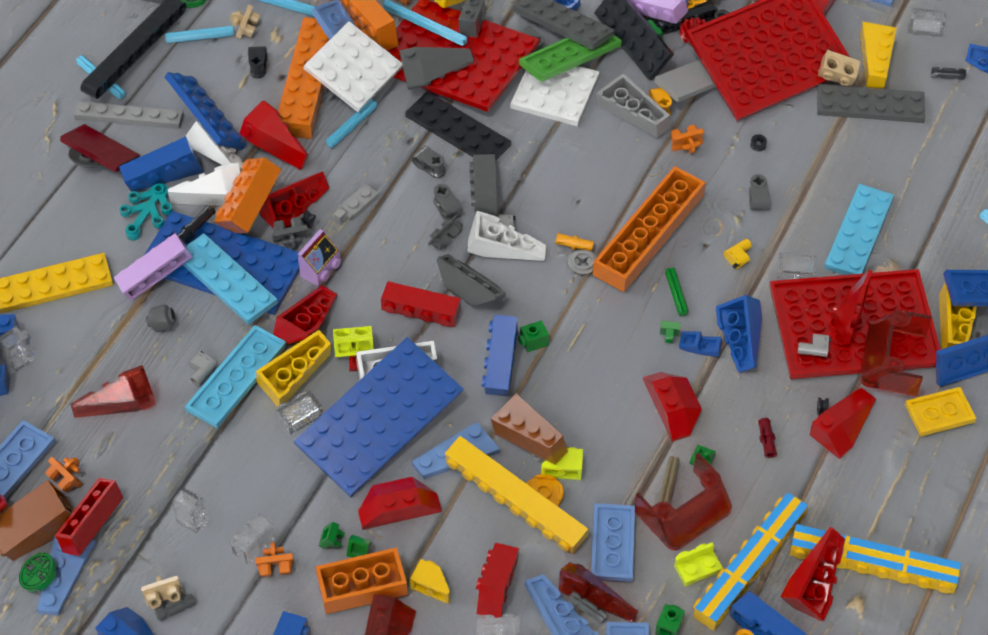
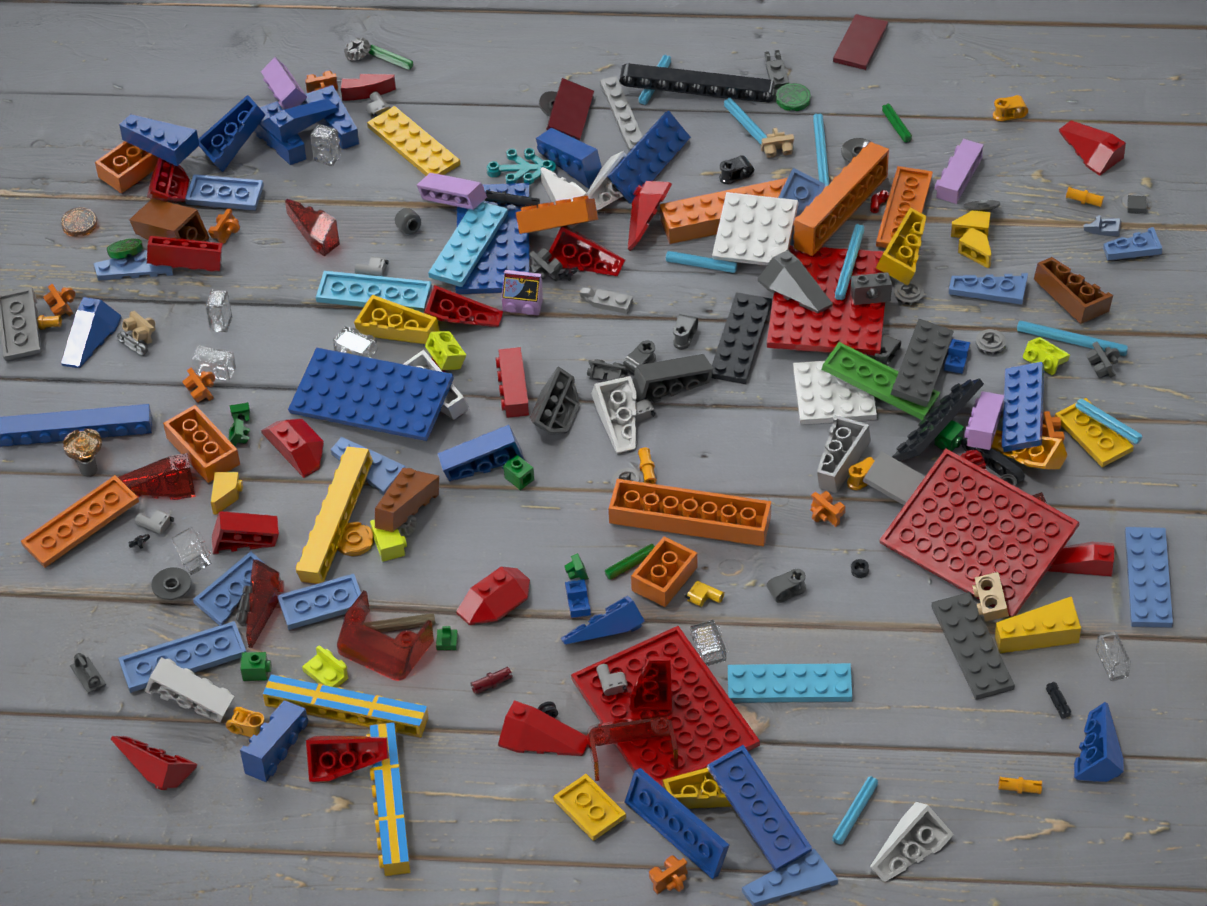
camera: 70 degrees right, 5 degrees down
(708, 268) = (664, 571): none -> orange brick

